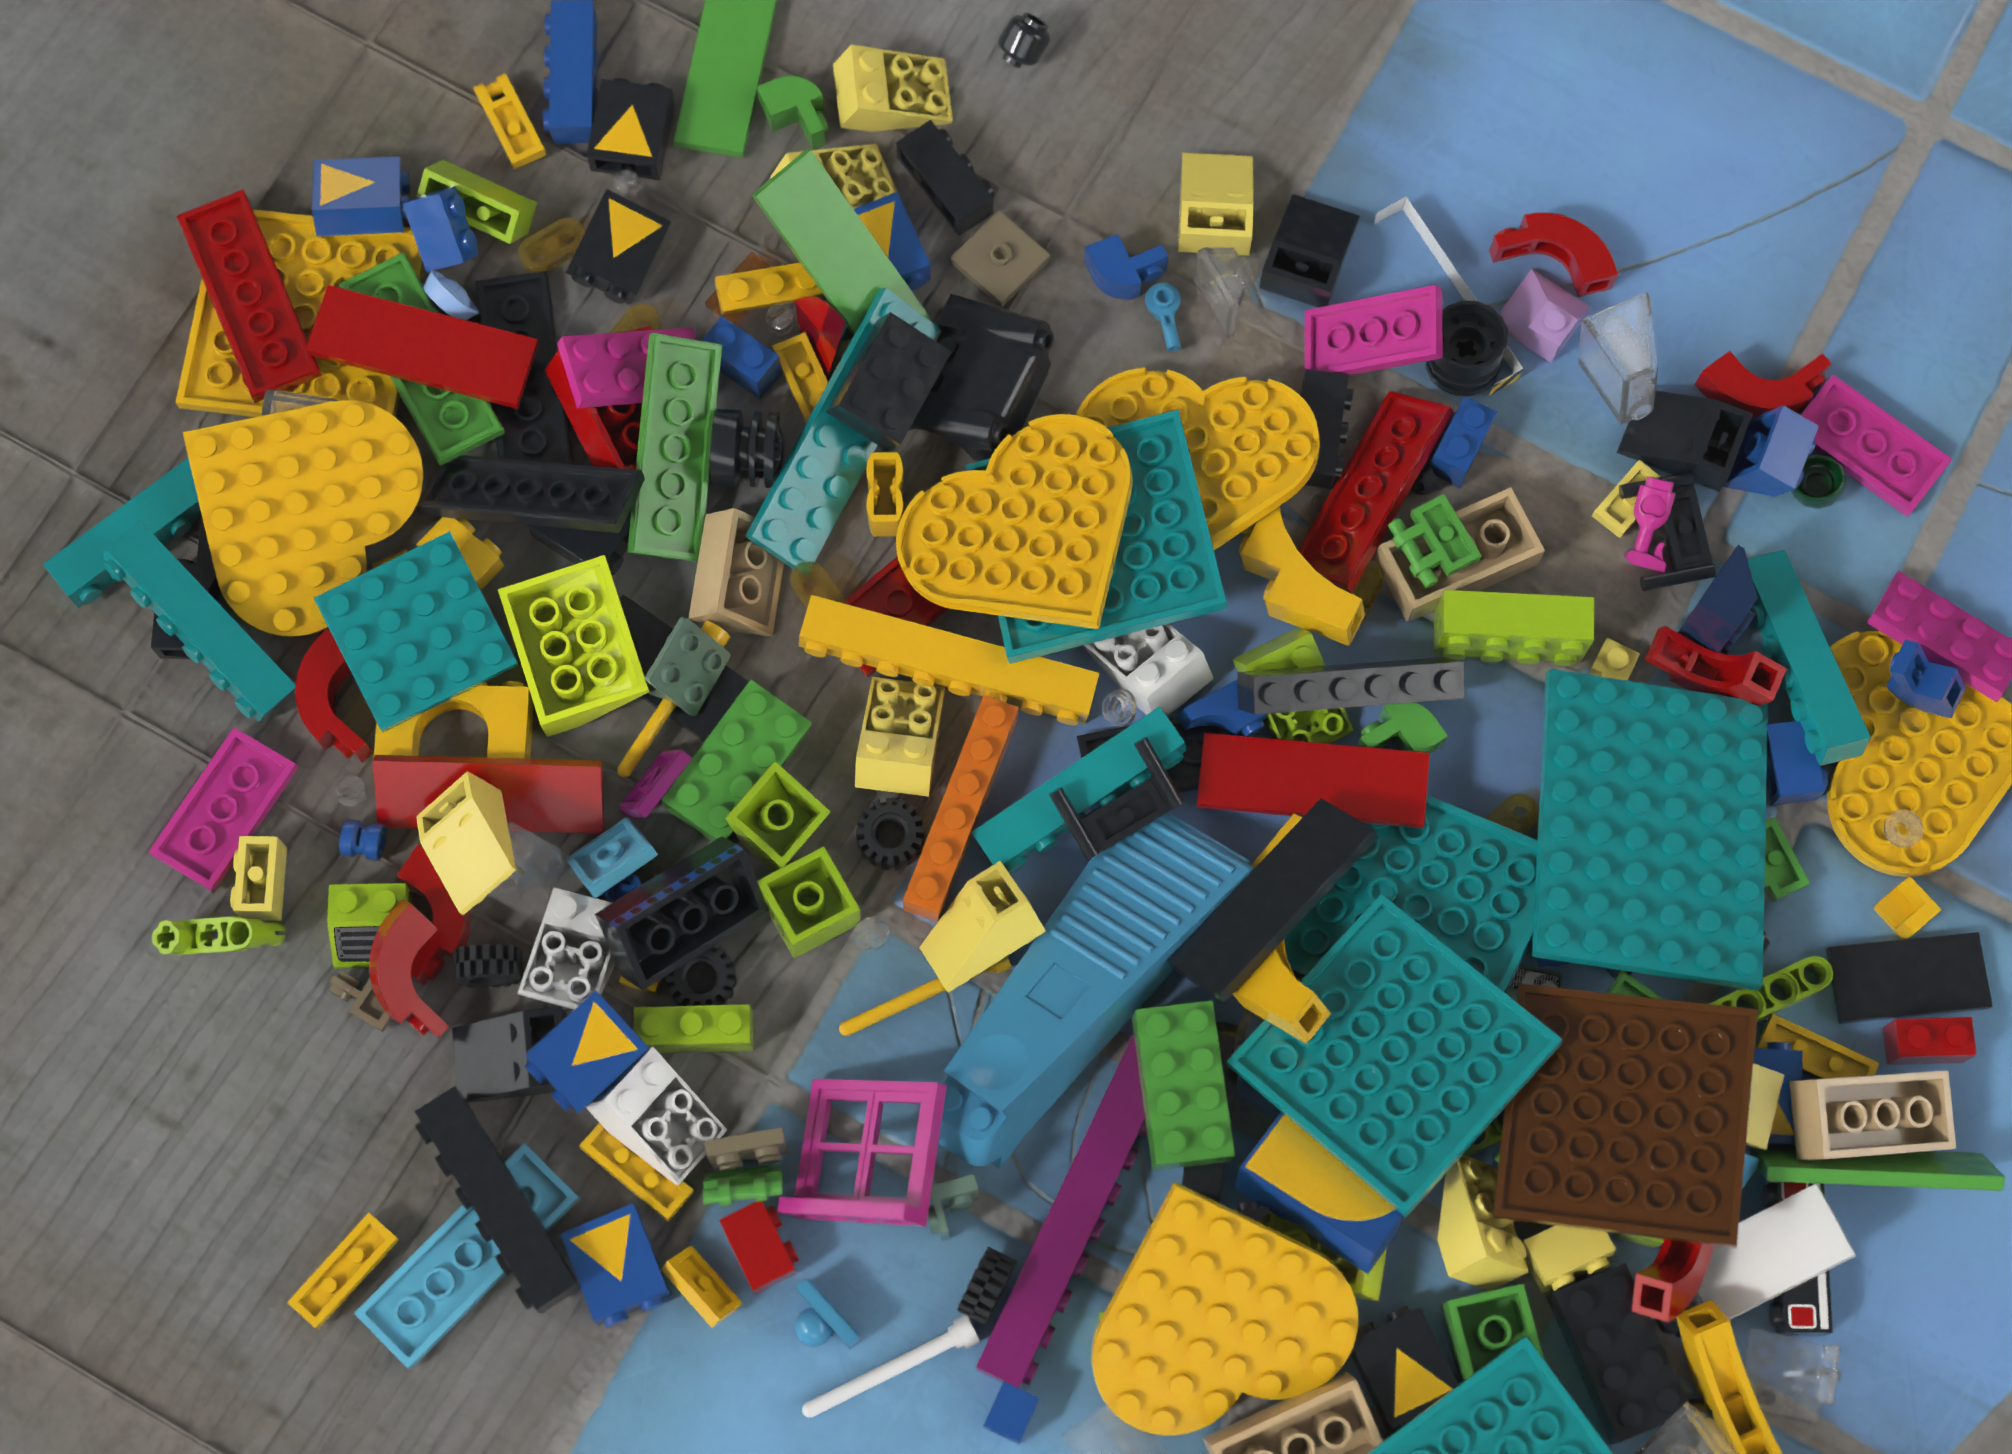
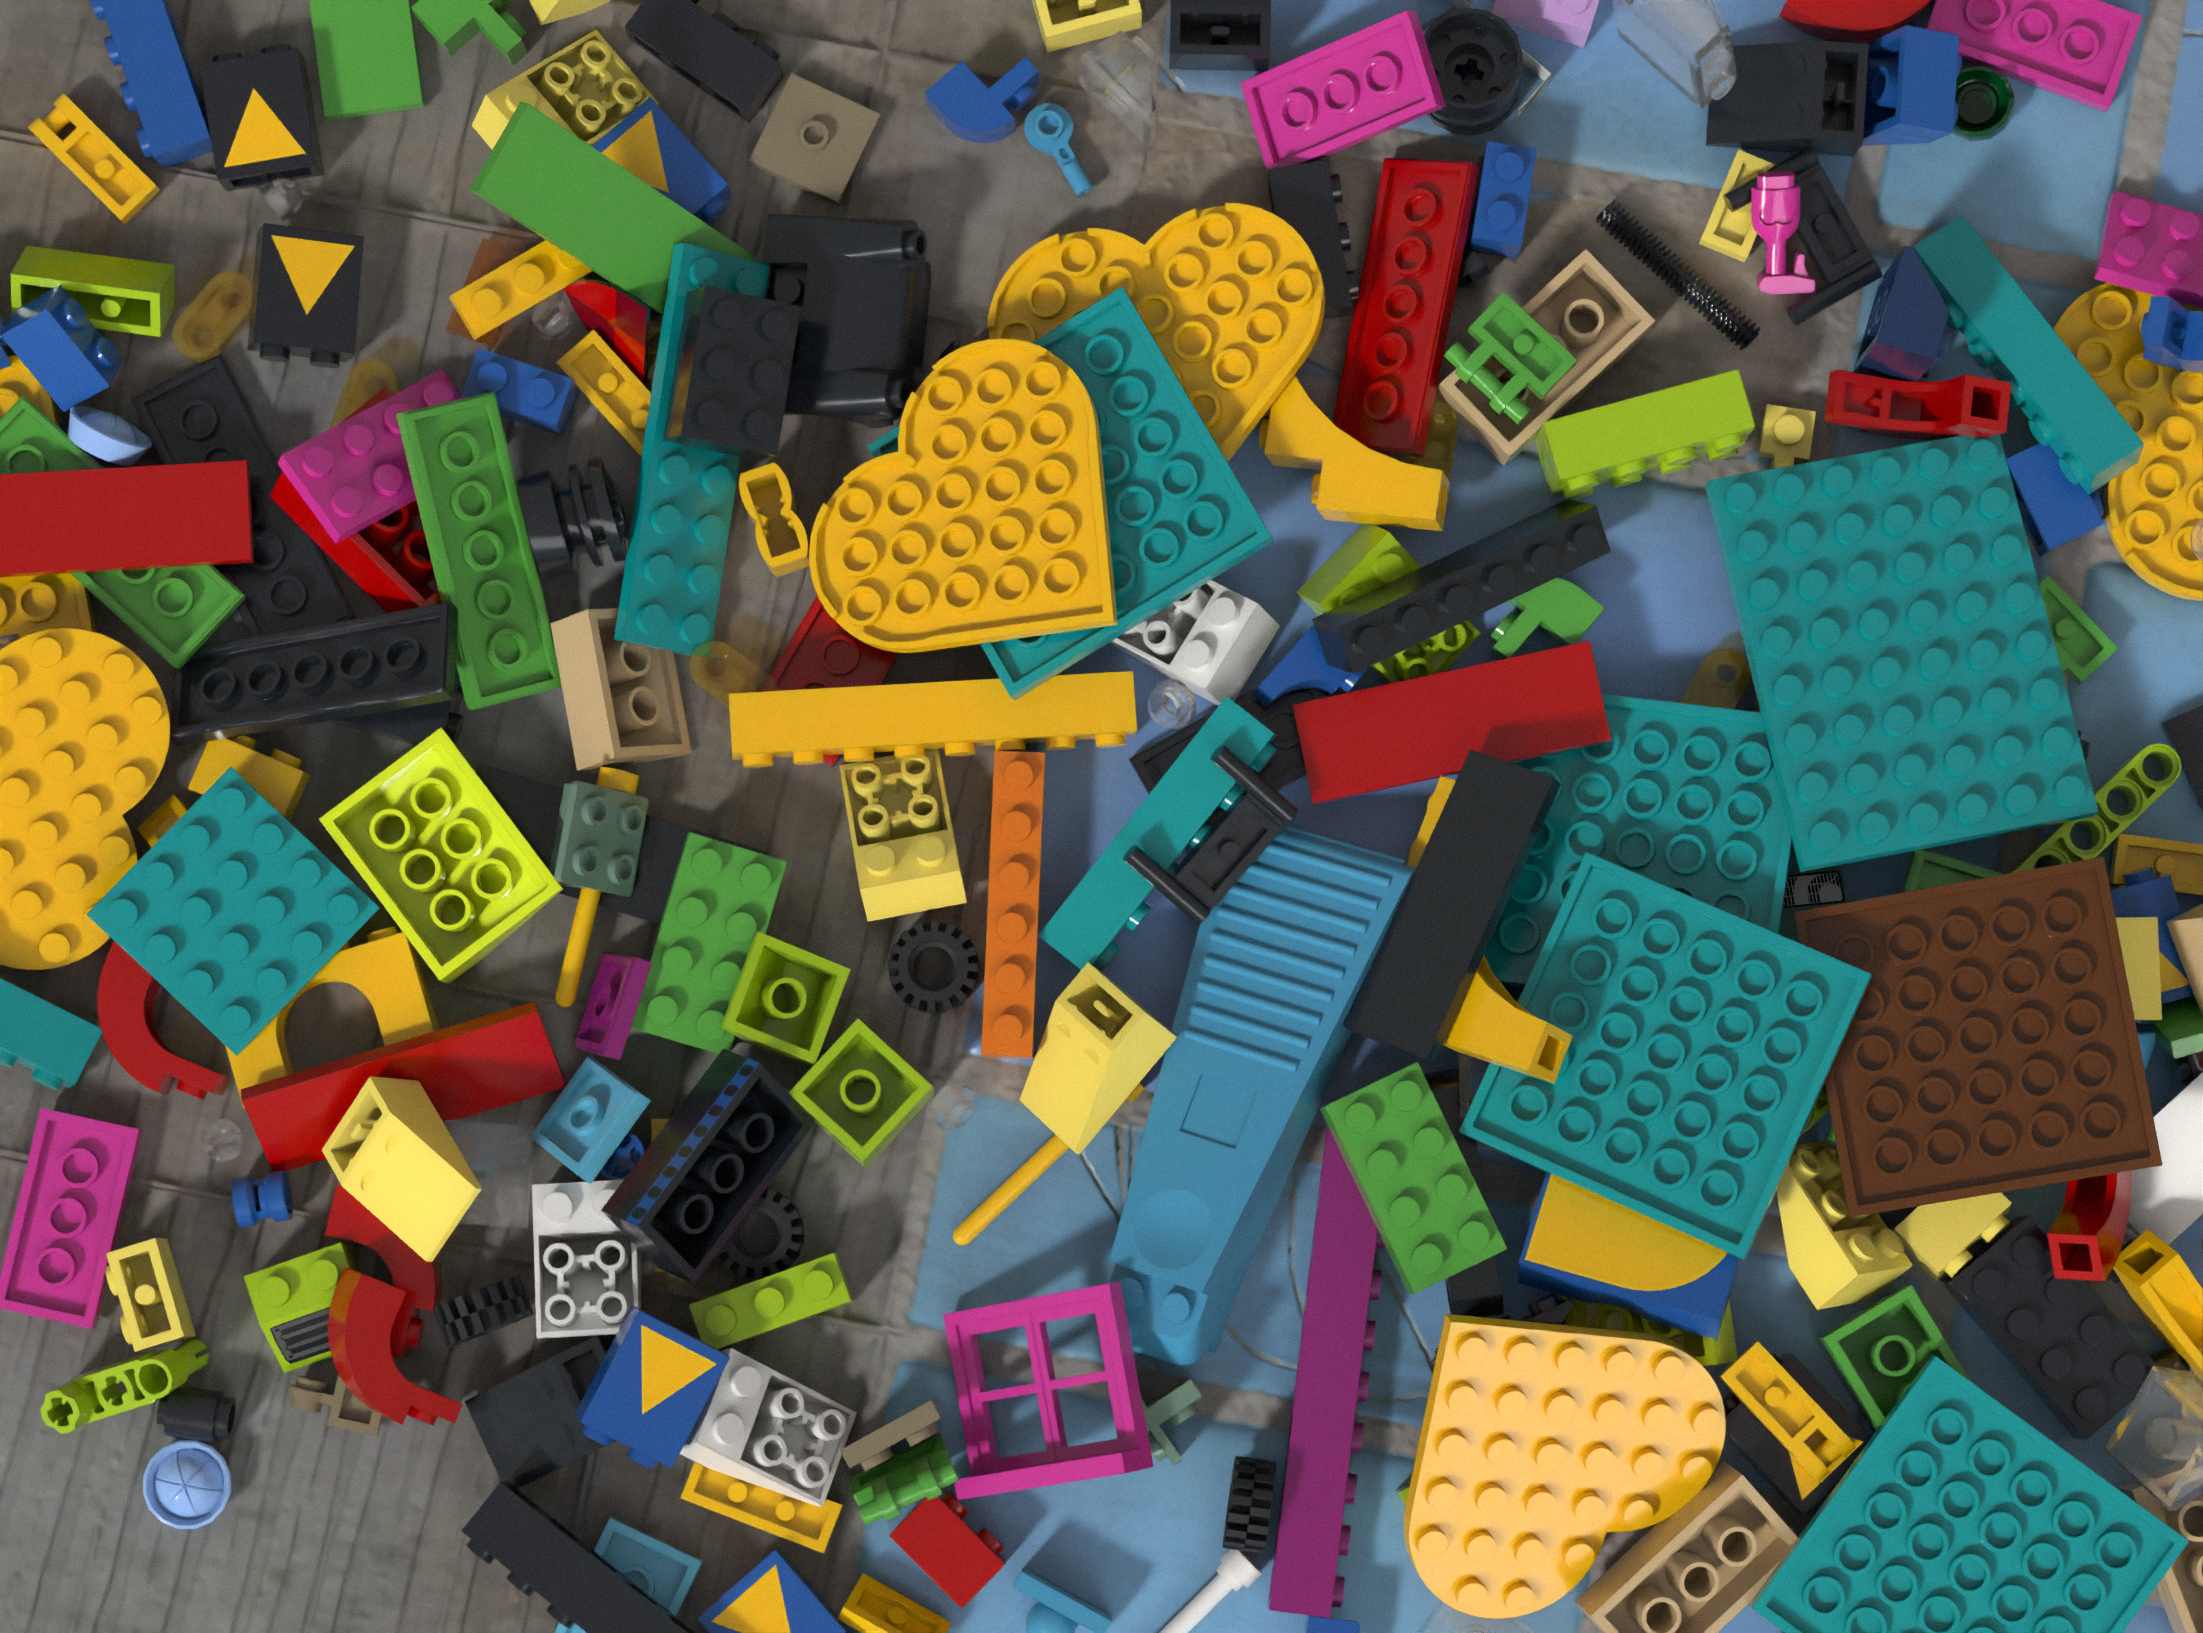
camera: 15 degrees left, 10 degrees up
(235, 1020) = (187, 1484): none -> light blue hat
(261, 973) = (197, 1414): none -> black brick
(1403, 1345) = (1785, 1409): none -> yellow plate
(1570, 533) = (1677, 275): none -> black axle

